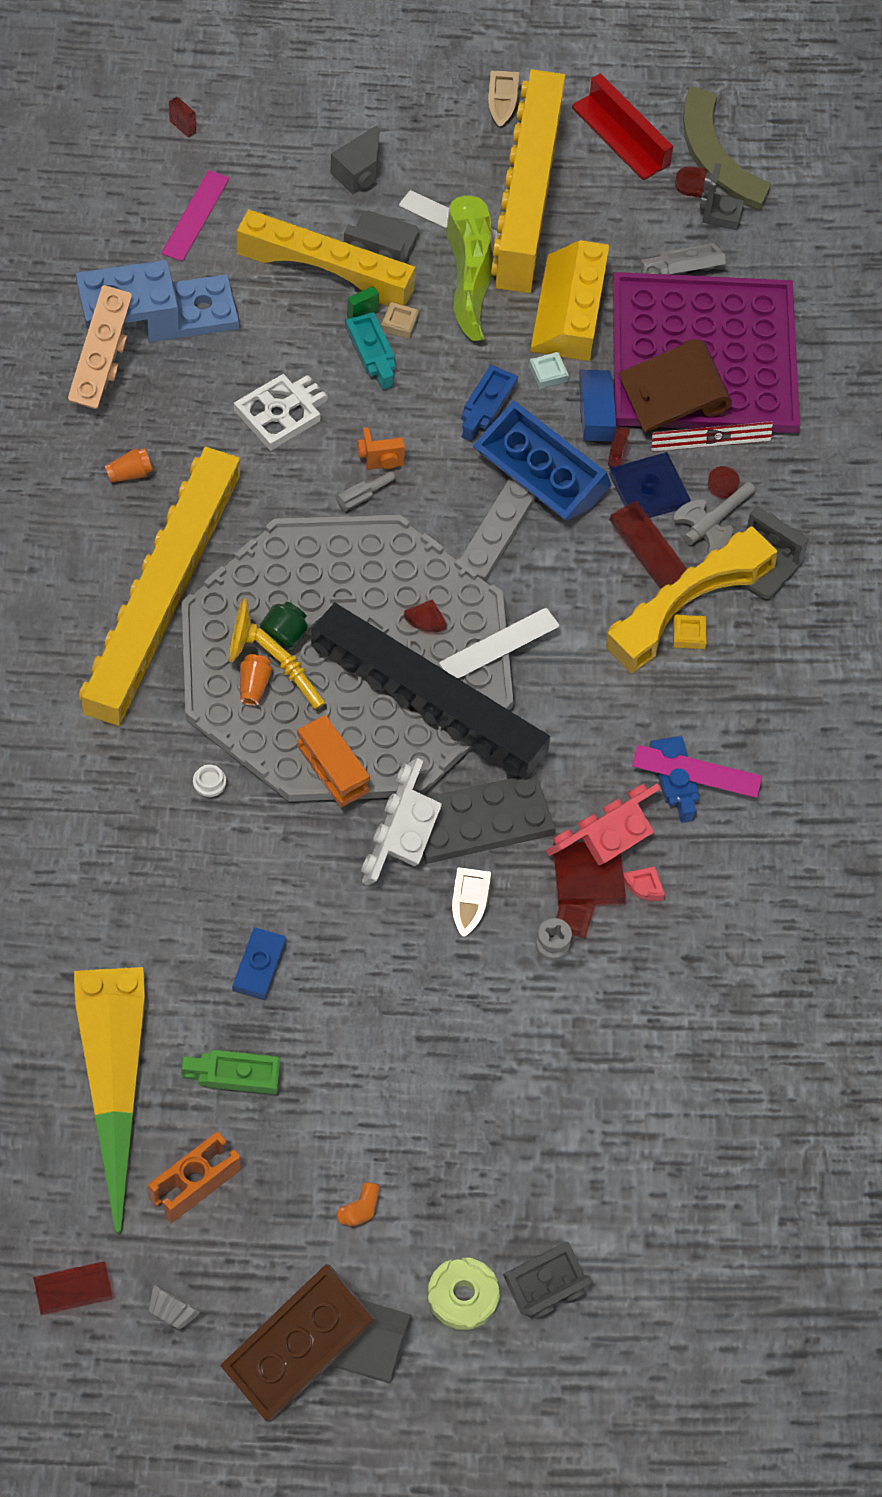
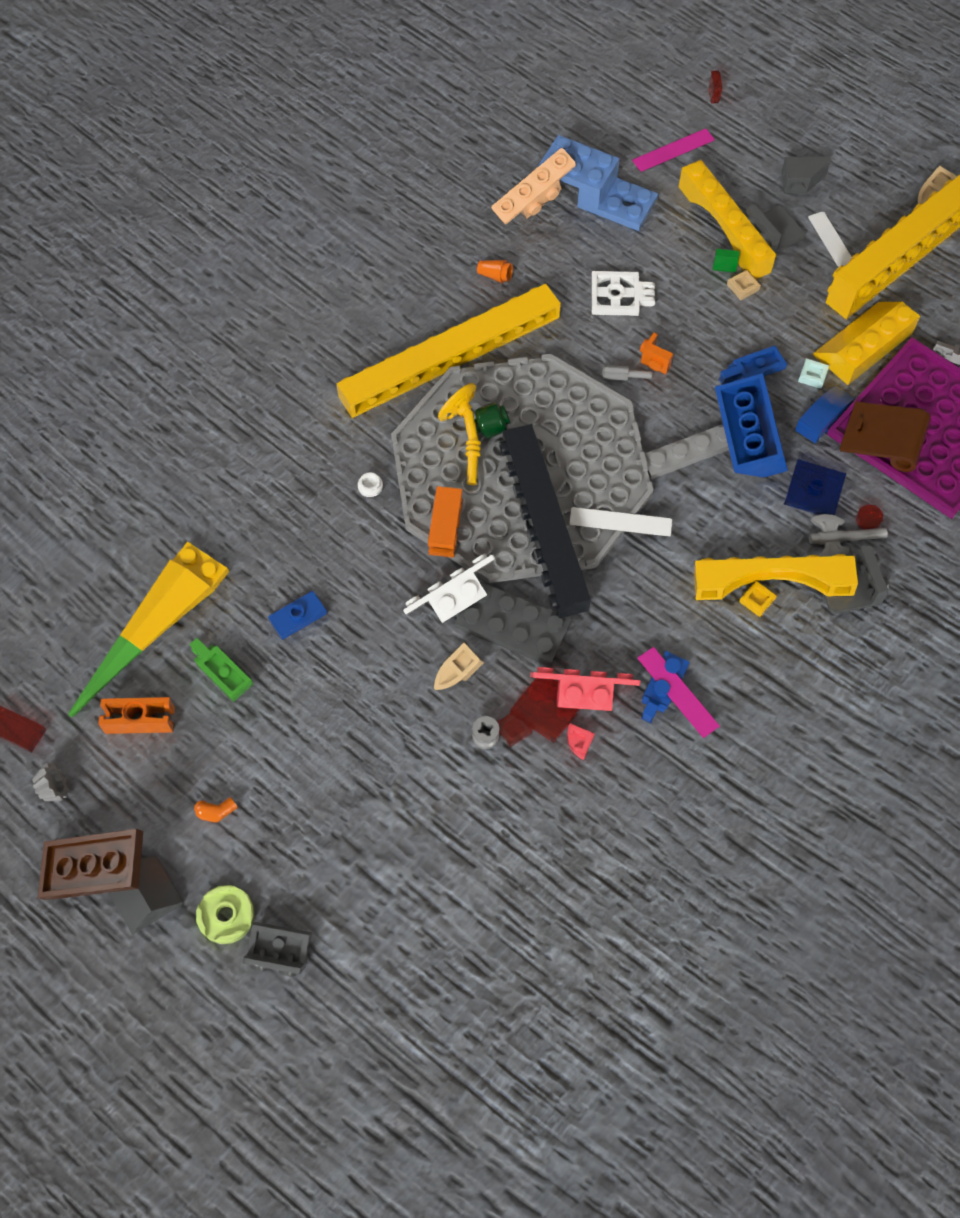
camera: 45 degrees right, 5 degrees up
(253, 678) = (445, 439): orange cone -> none
(372, 348) = (708, 290): teal hinge -> none
(426, 617) = (587, 473): clear red tile -> none
(471, 243) = (838, 251): lime animal -> none
(618, 447) = (814, 449): clear red tile -> none
(648, 544) = (779, 522): clear red tile -> none
(711, 436) = (887, 483): sticker -> none

